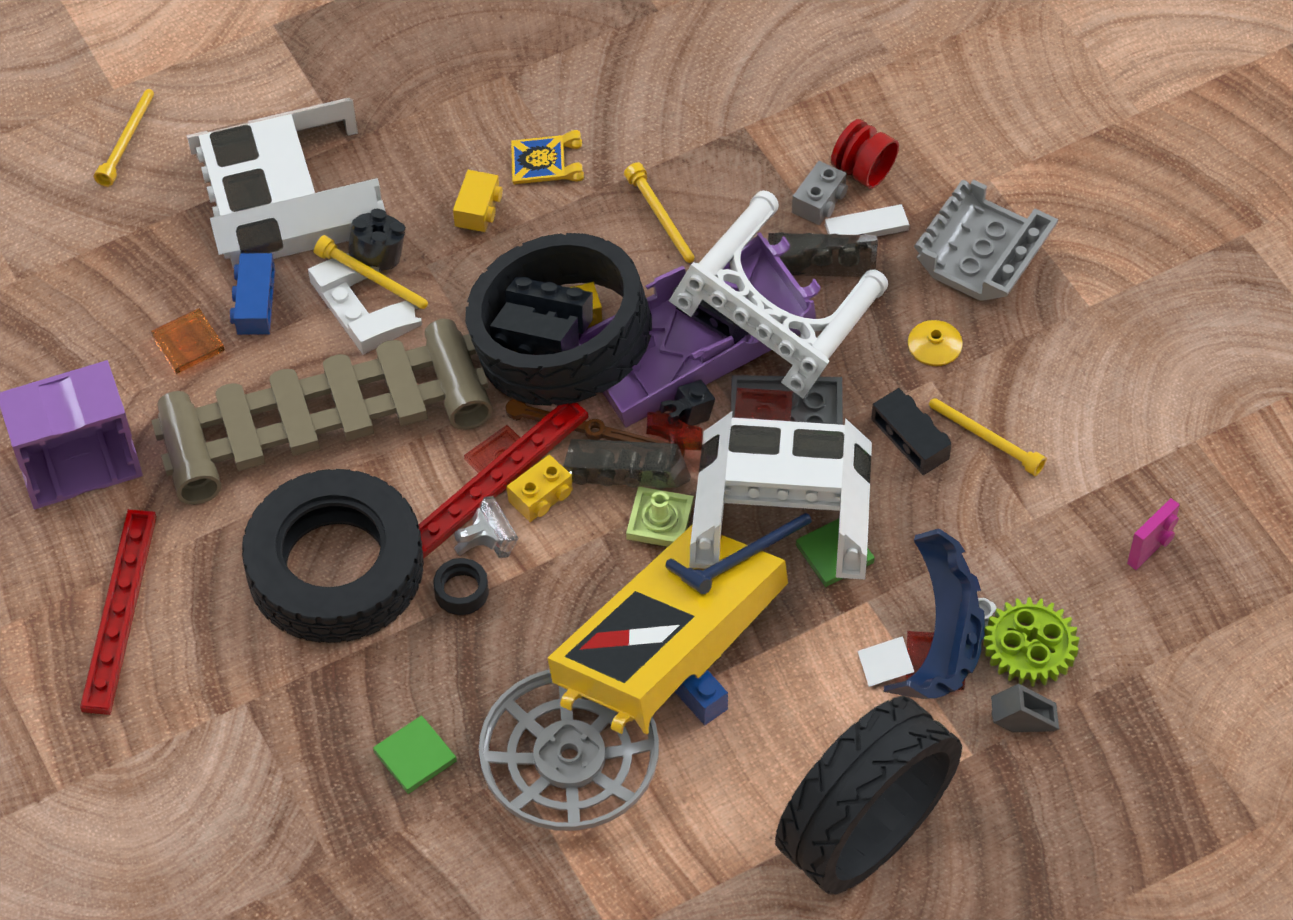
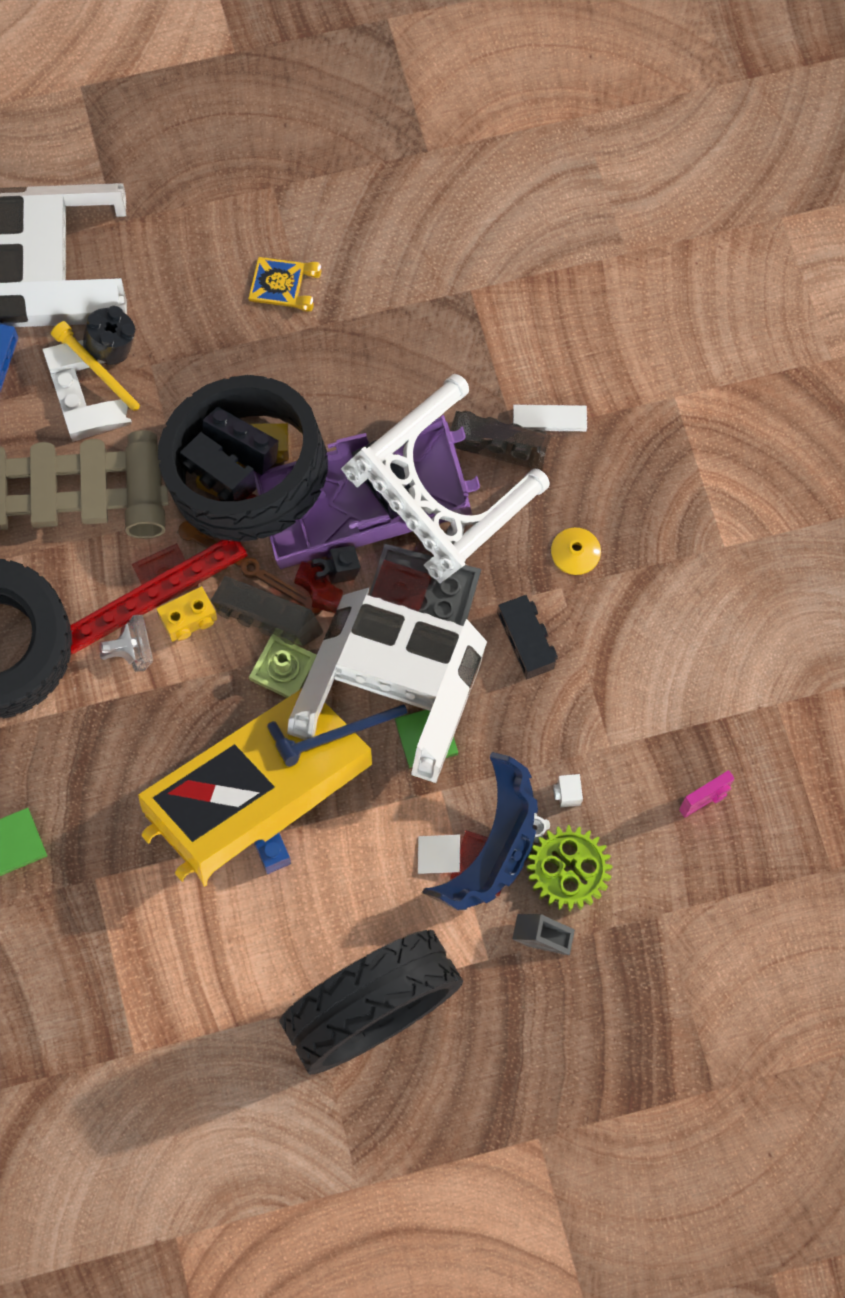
camera: 10 degrees right, 15 degrees up
(461, 567) = (89, 674): black tyre -> none
(477, 201) = (209, 314): yellow brick -> none
(556, 769) = (126, 886): light grey dish -> none
(637, 176) = (358, 319): yellow piece -> none
(819, 193) = (516, 377): light grey brick -> none
(864, 153) = (566, 349): red wheel -> none
(981, 243) = (644, 465): light grey slope -> none
(1005, 567) = (568, 790): none -> white plate
(1031, 461) = (624, 692): yellow piece -> none

